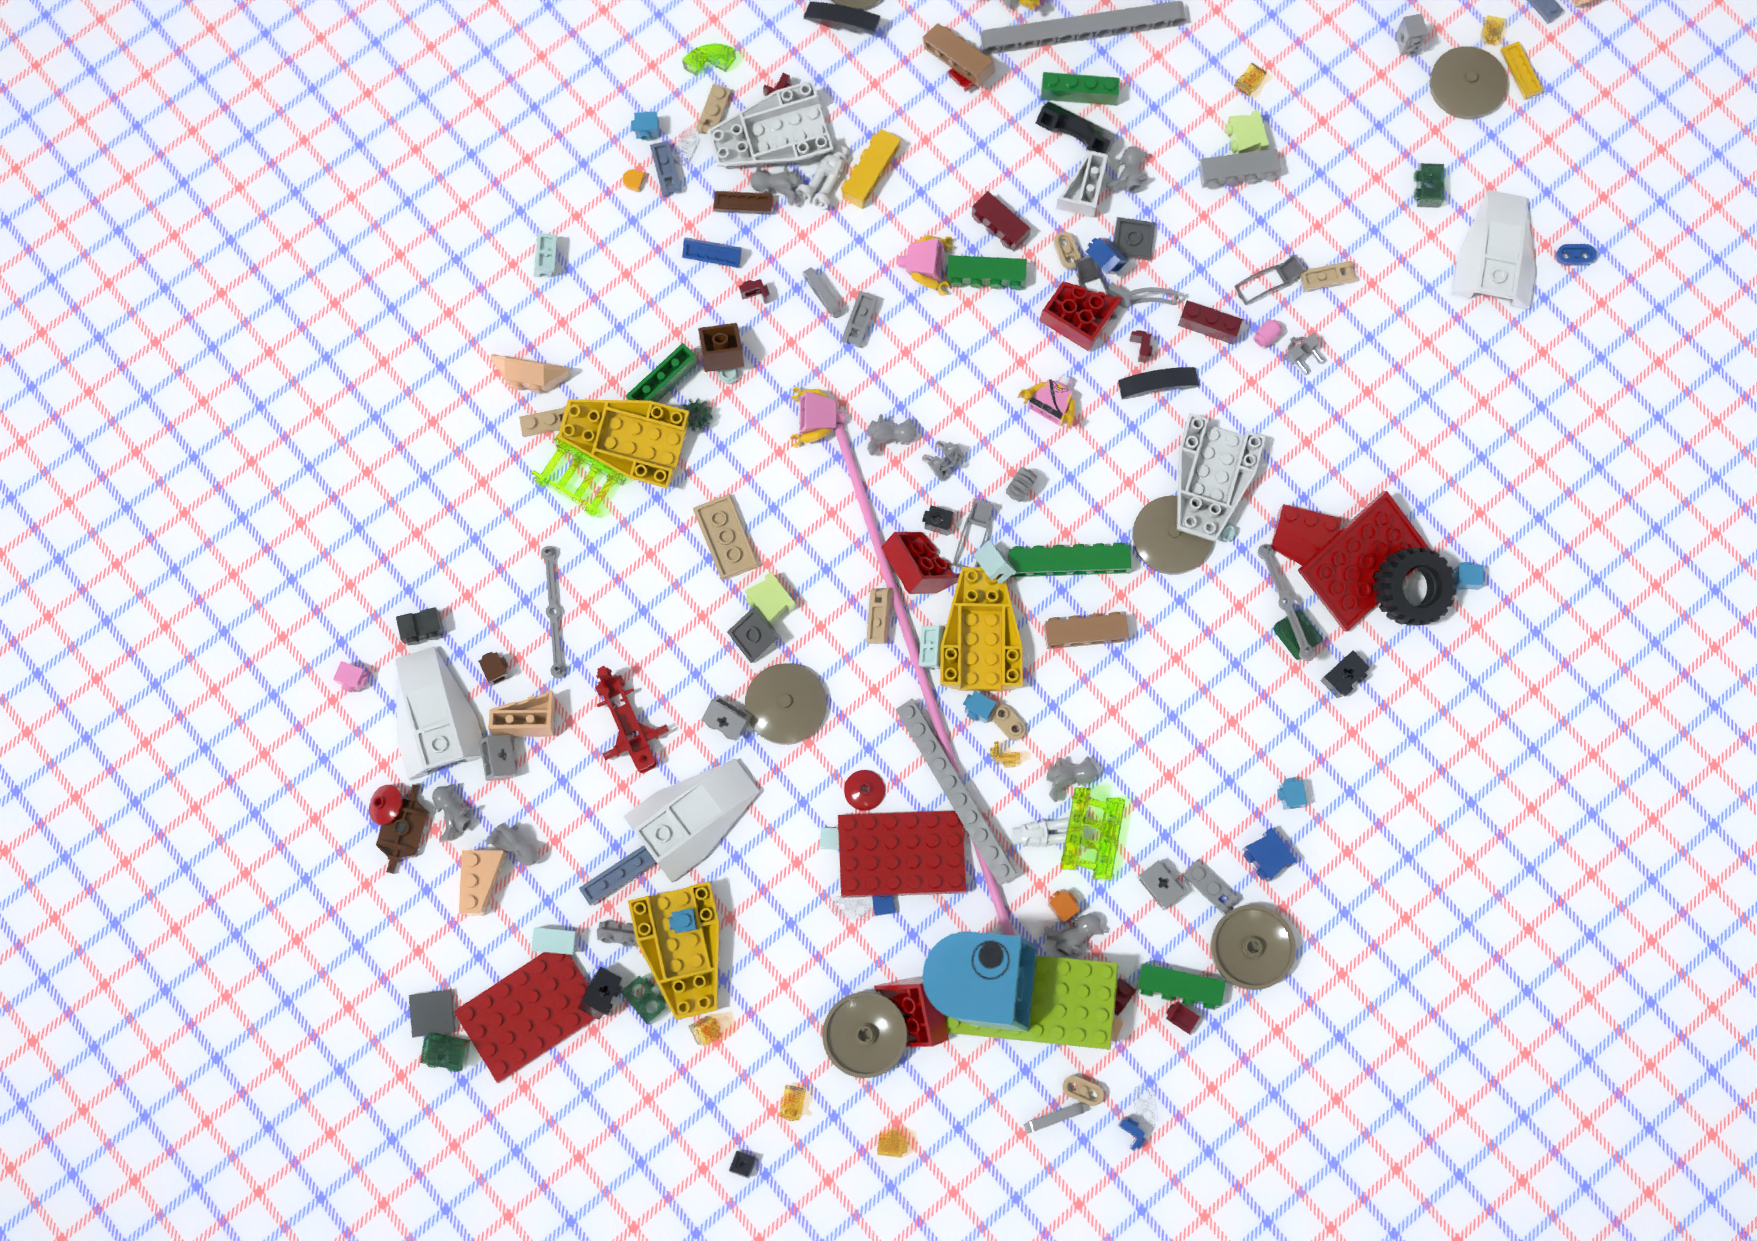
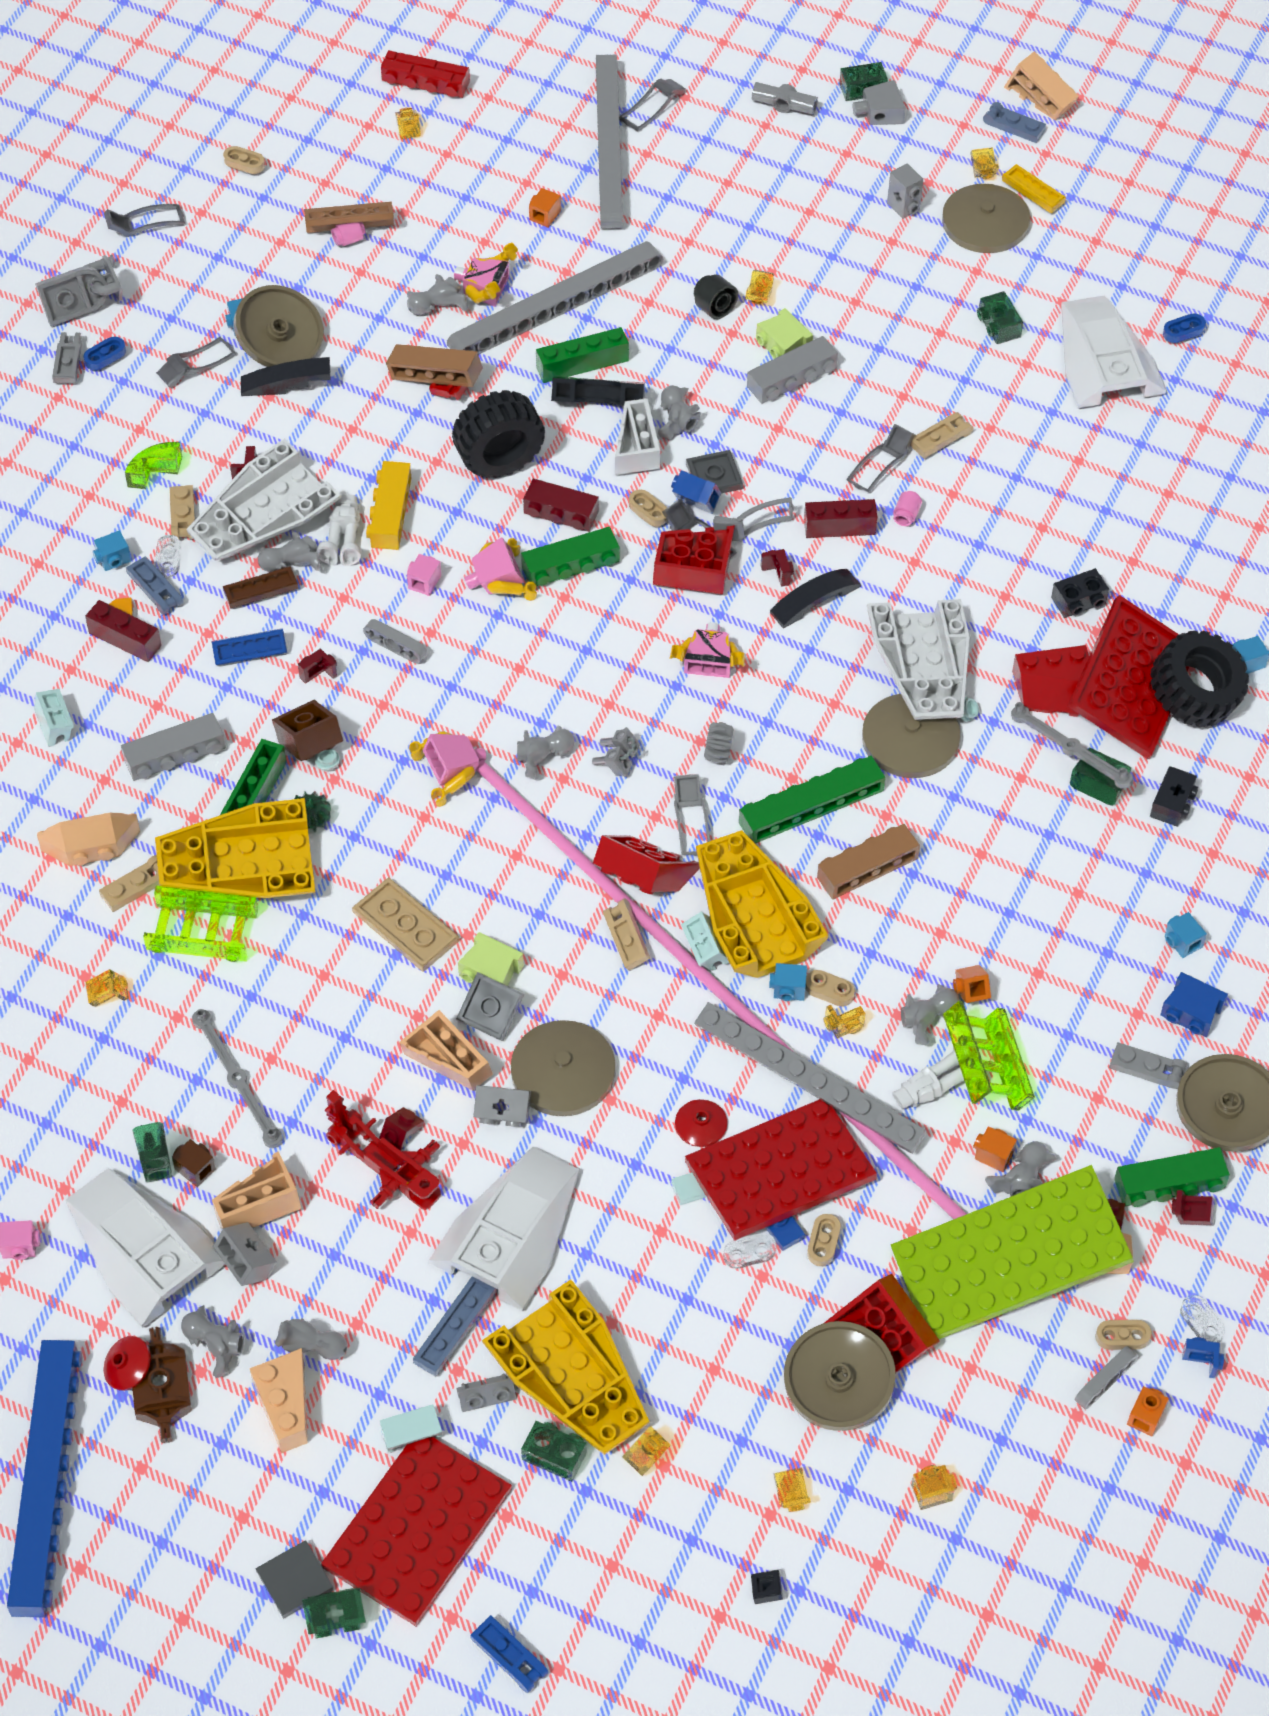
camera: 25 degrees left, 20 degrees down
(296, 865) = (43, 1479): none -> blue brick
(420, 626) = (80, 1152): pearl dark grey brick -> none
(467, 651) = (153, 1151): none -> clear green piece
(492, 501) = (105, 987): none -> clear yellow bracket
(548, 1133) = (508, 1653): none -> blue plate
(592, 1002) = (497, 1461): black brick -> none
(620, 318) = (173, 746): none -> light grey brick
(625, 201) = (123, 630): none -> dark red brick
(649, 703) = (400, 1127): none -> dark red bracket
(683, 921) = (561, 1335): dark azure brick -> none
(707, 658) = (446, 1051): none -> light nougat wedge
(860, 318) = (451, 651): light grey plate -> none
(869, 241) = (423, 574): none -> bright pink brick
(906, 923) = (823, 1241): none -> tan plate
(944, 526) = (643, 805): black brick -> none
(975, 144) = (504, 414): none -> black tyre
(982, 979) = (949, 1237): dark azure brick -> none
(994, 562) = (730, 824): light aqua hinge -> none
(1070, 1156) = (1147, 1410): none -> orange brick
(1111, 768) = (972, 983): none -> orange brick
(1163, 896) = (1092, 1082): light grey brick -> none
(1209, 74) = (715, 296): none -> pearl dark grey piece
(1308, 345) = (953, 507): piece -> none
(1363, 461) = (1080, 593): none -> black brick

